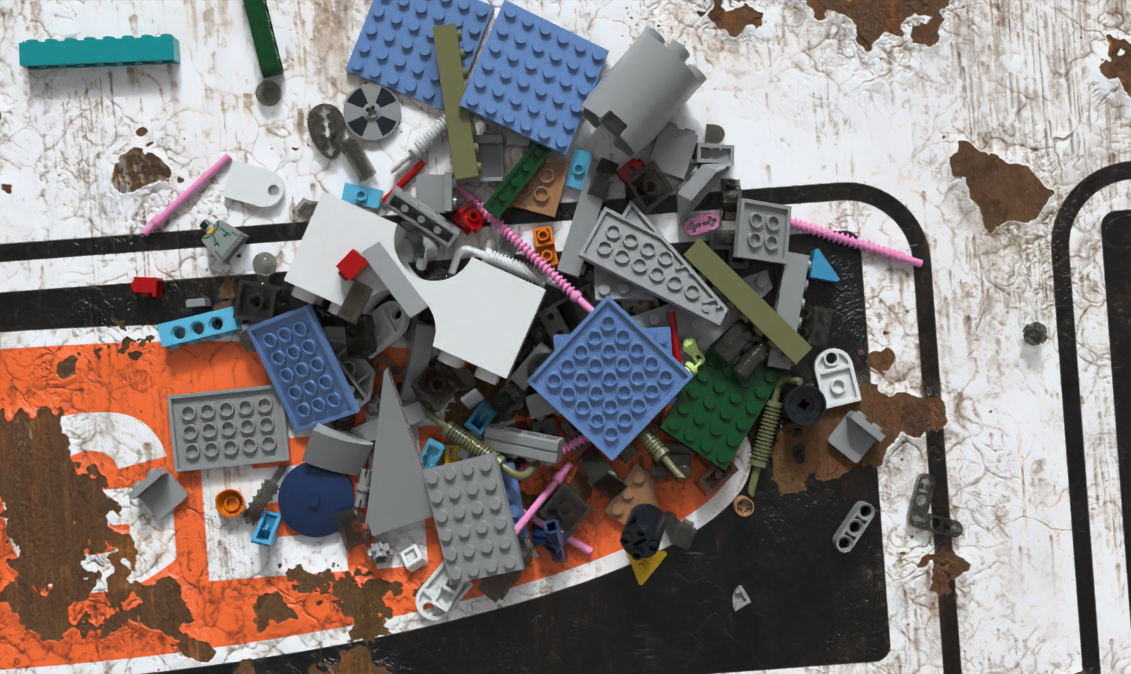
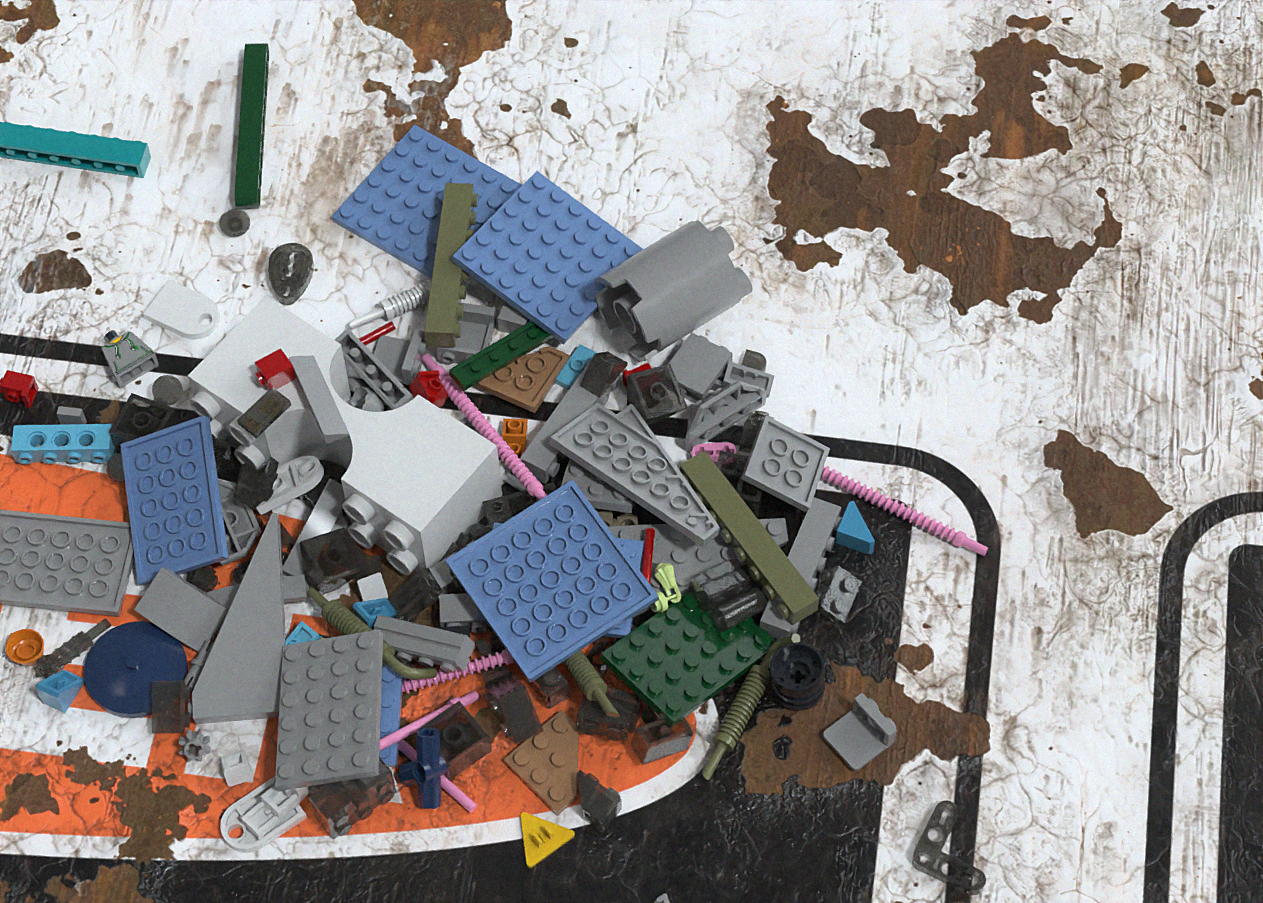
camera: 10 degrees right, 30 degrees down
(159, 219) = (59, 324): bright pink bar -> none
(358, 159) = (316, 305): clear smoke brick -> none
(366, 98) = (349, 279): light grey piece -> none
(643, 531) = (547, 772): black cylinder -> none
(745, 508) = (691, 783): medium nougat wheel -> none
(837, 379) = (849, 666): white tile -> none
(844, 529) = (839, 835): light grey beam -> none
(1035, 333) = (1121, 658): clear smoke gear -> none

